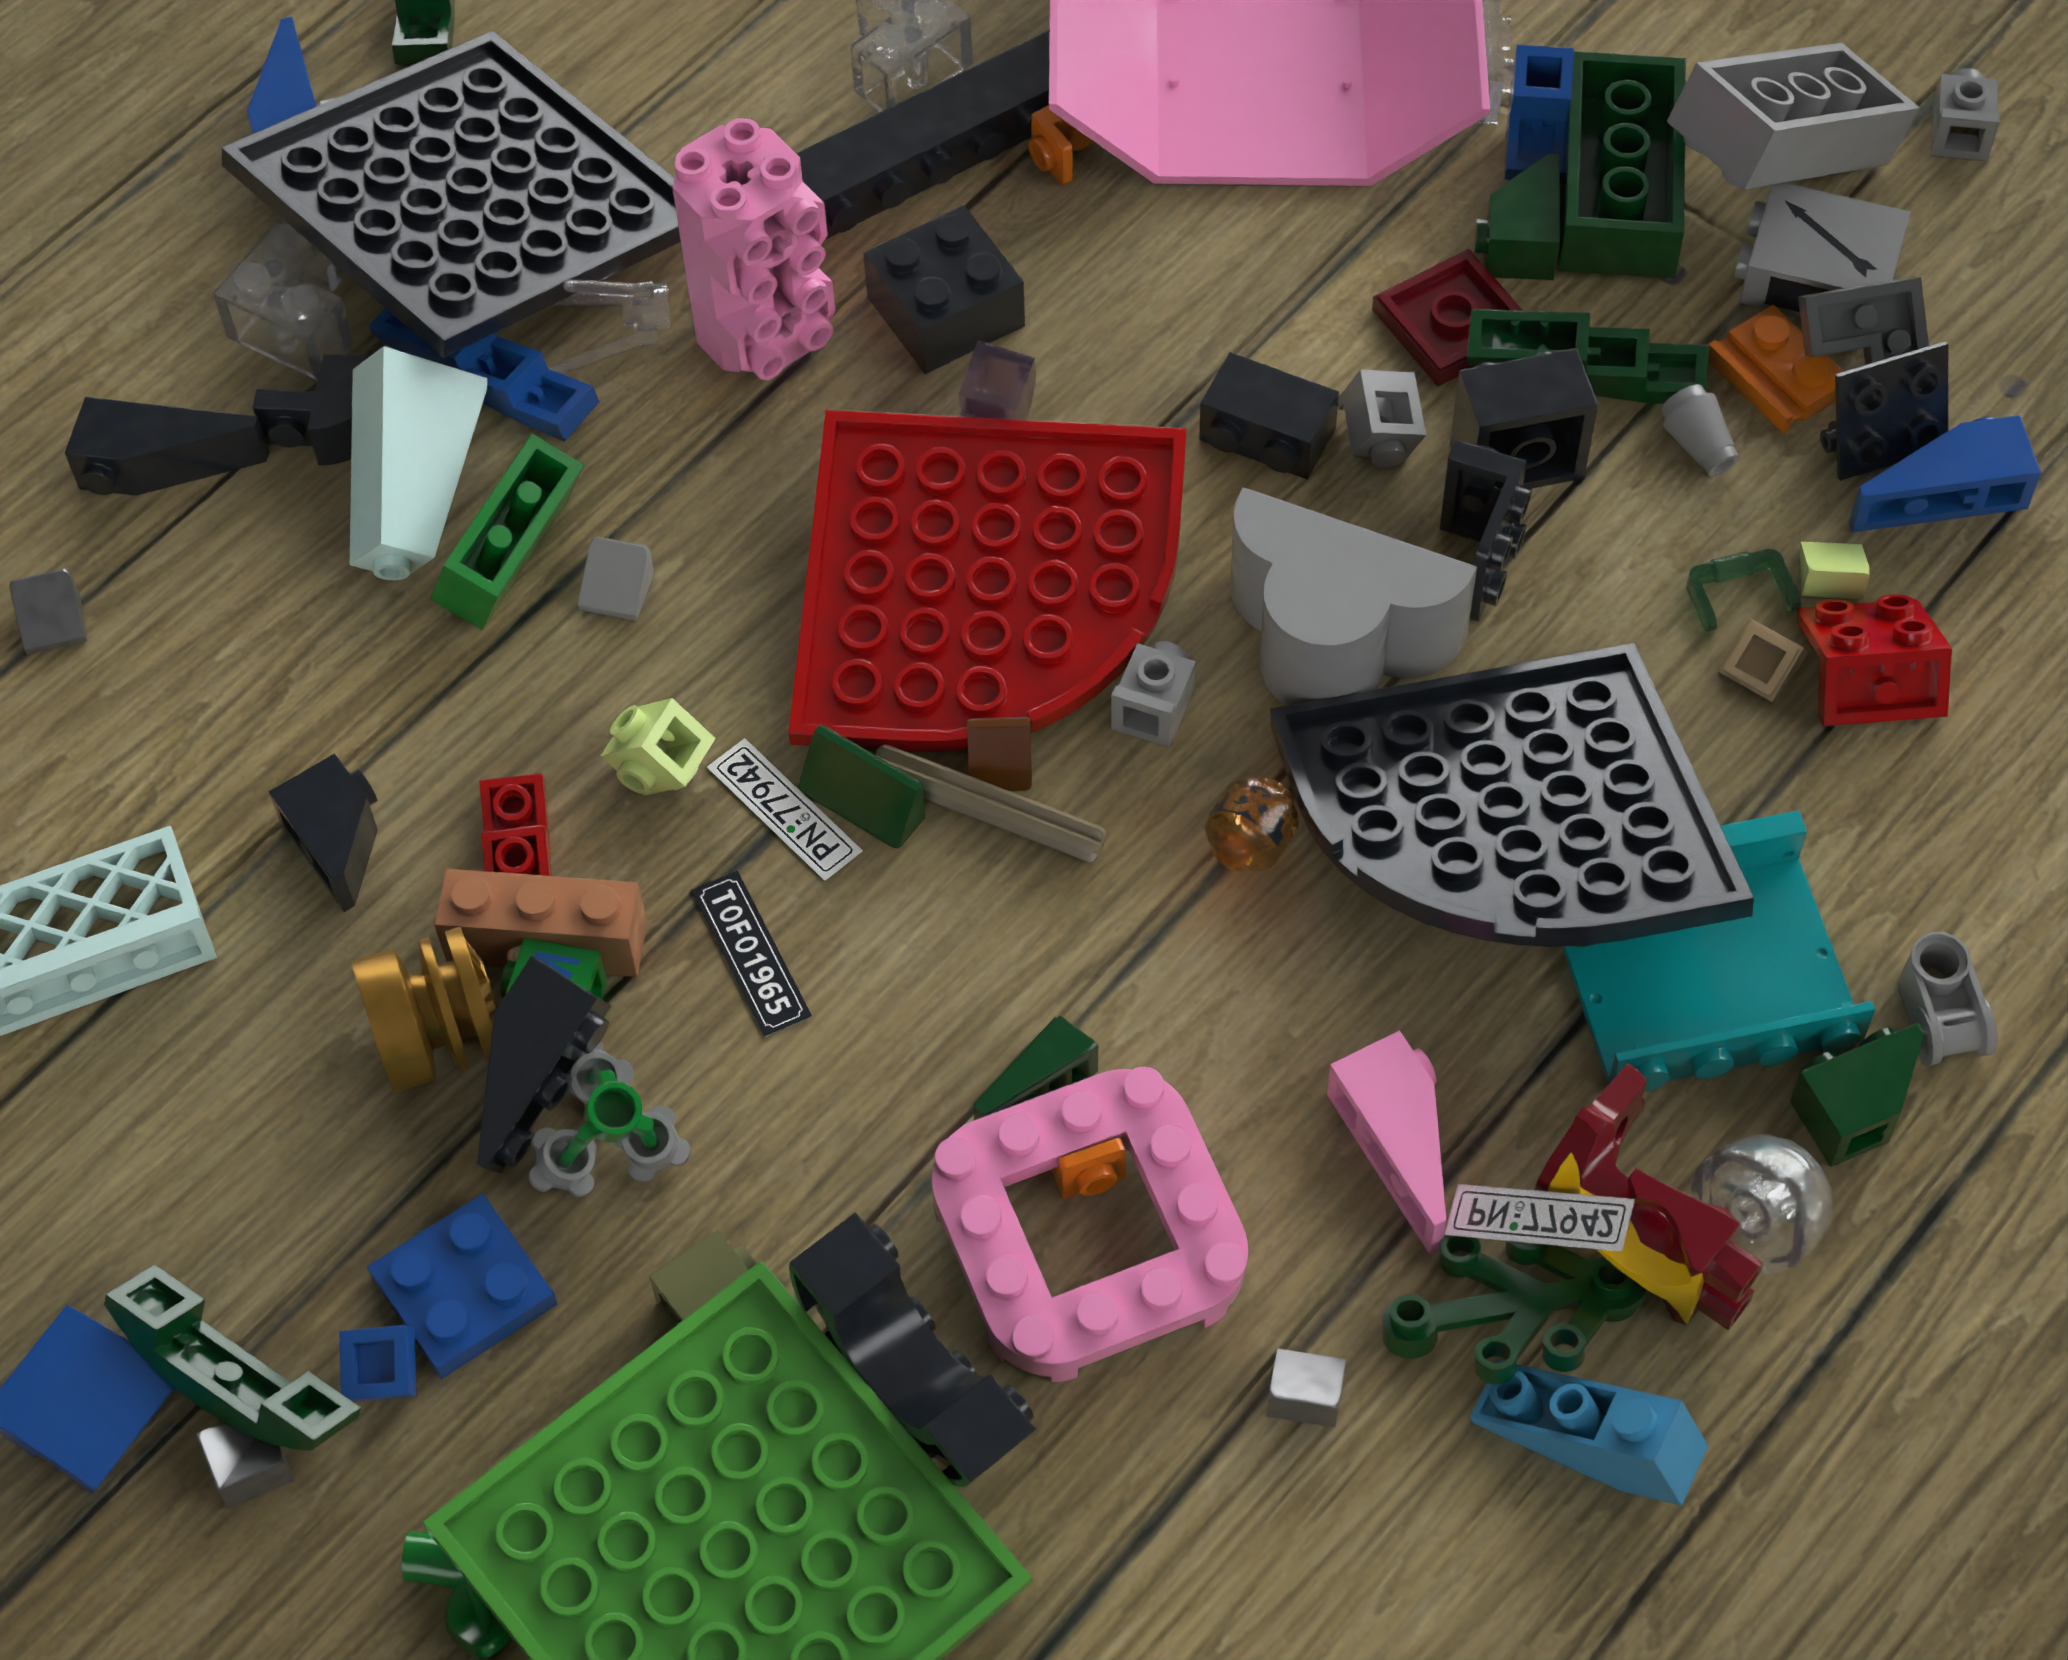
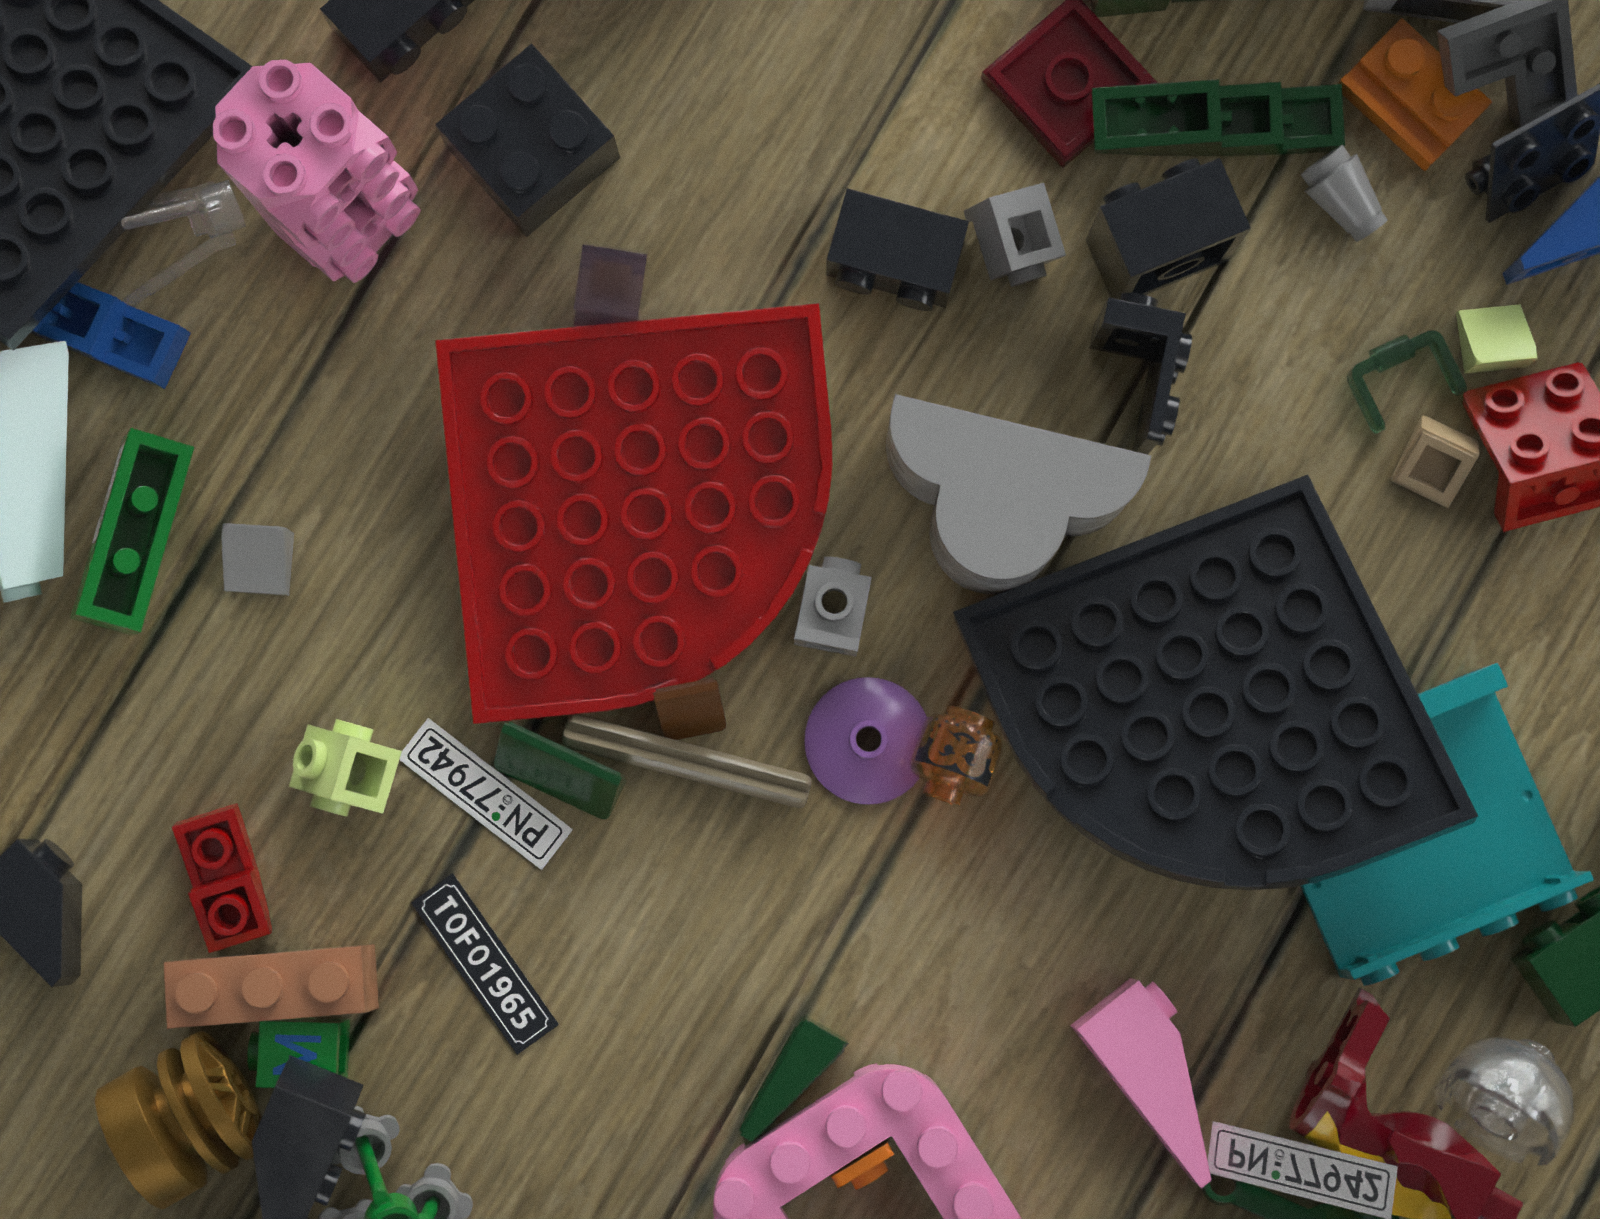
camera: 10 degrees left, 25 degrees up
(1159, 837) = (832, 744): none -> medium lavender dish

